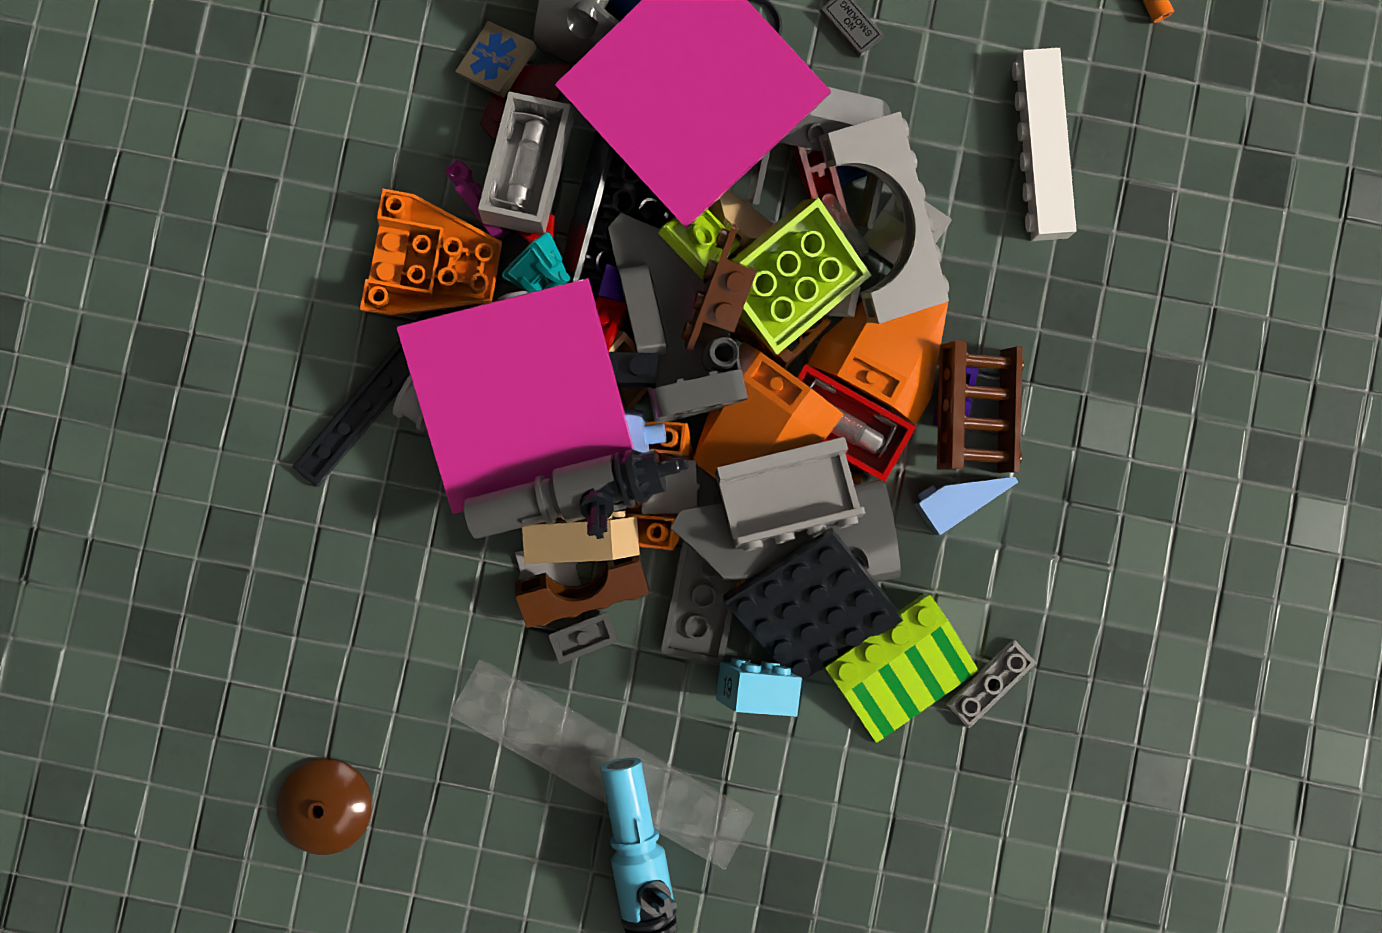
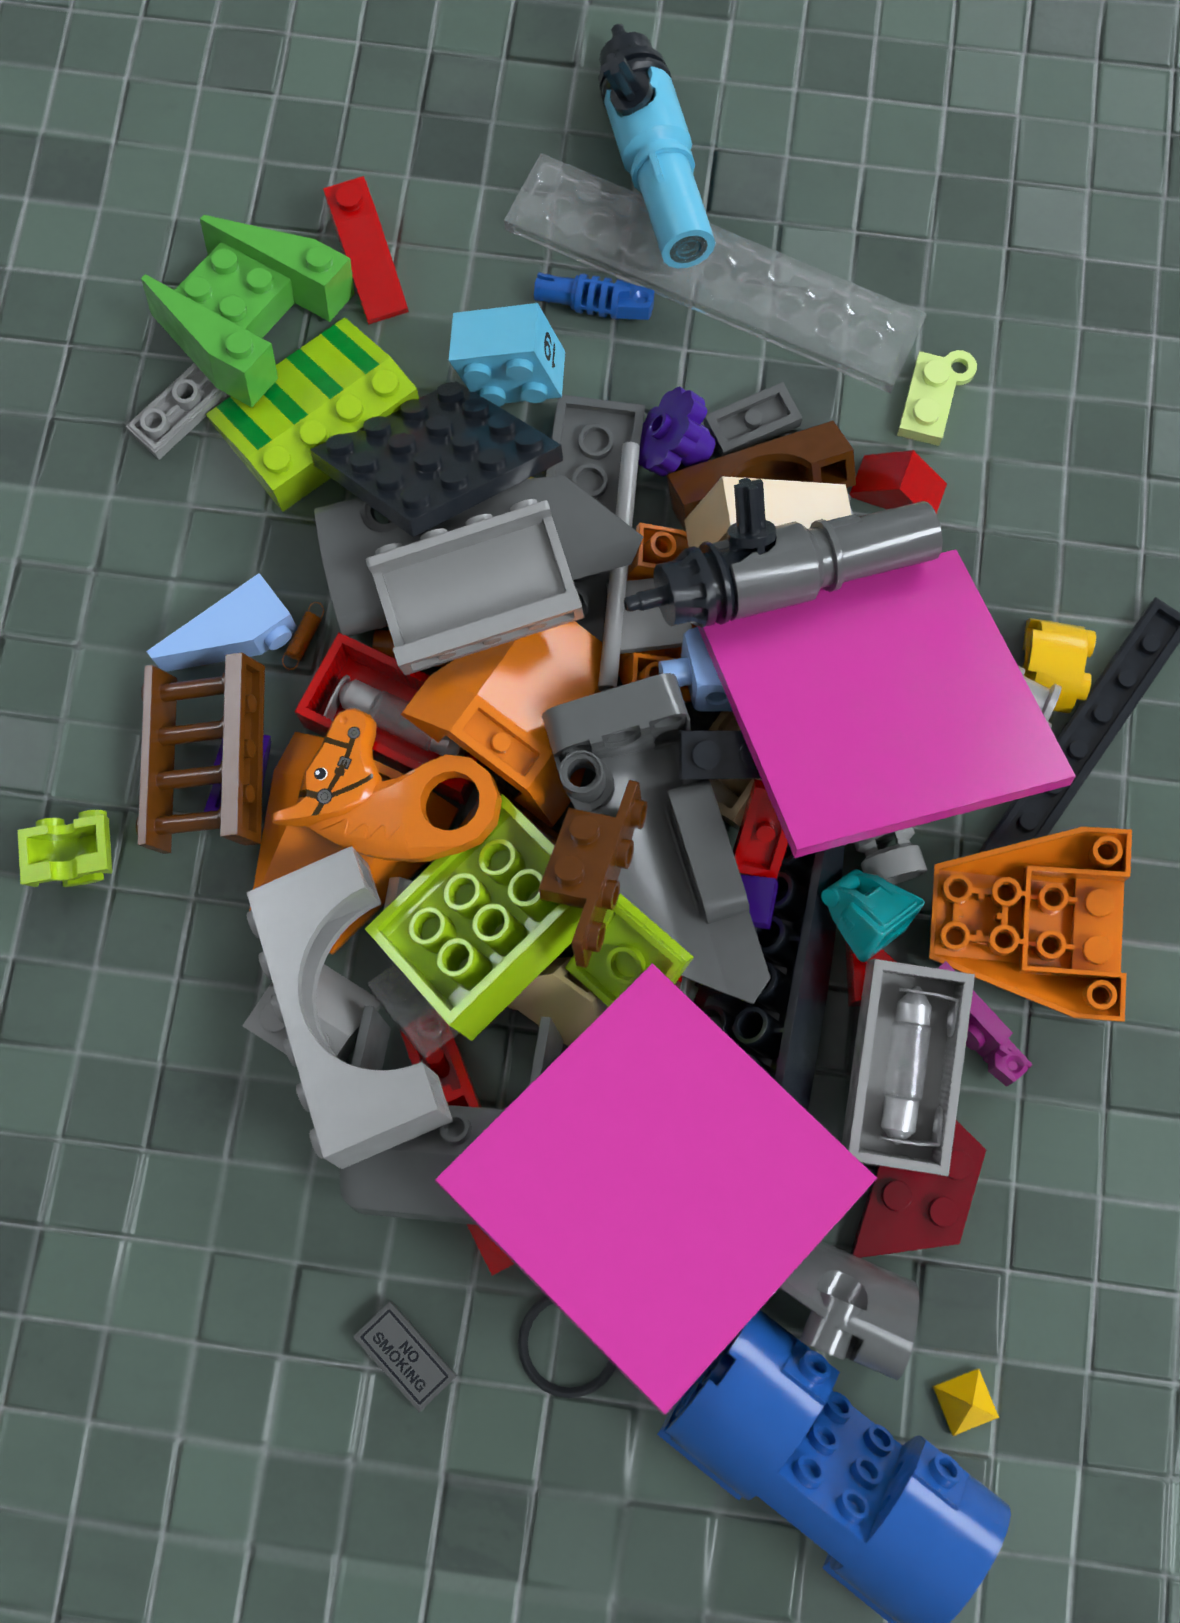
camera: 175 degrees right, 10 degrees down
(344, 802) = (1072, 217): reddish brown dish -> none
(390, 444) = (1059, 656): none -> yellow cylinder
(451, 653) = (932, 394): none -> yellowish green hinge
(483, 582) = (897, 480): none -> red slope
(496, 59) = (973, 1253): dark tan tile -> none
(641, 625) = (675, 433): none -> dark purple plant
(689, 745) = (618, 299): none -> blue hinge
(690, 502) = (618, 577): none -> light grey piece
(859, 344) = (387, 819): none -> orange animal
(859, 793) = (366, 246): none -> red slope
(909, 496) = (303, 636): none -> orange piece
(954, 757) = (241, 295): none -> bright green wedge
(1044, 144) = (97, 1168): white brick -> none
(1070, 349) = (66, 853): none -> lime cylinder

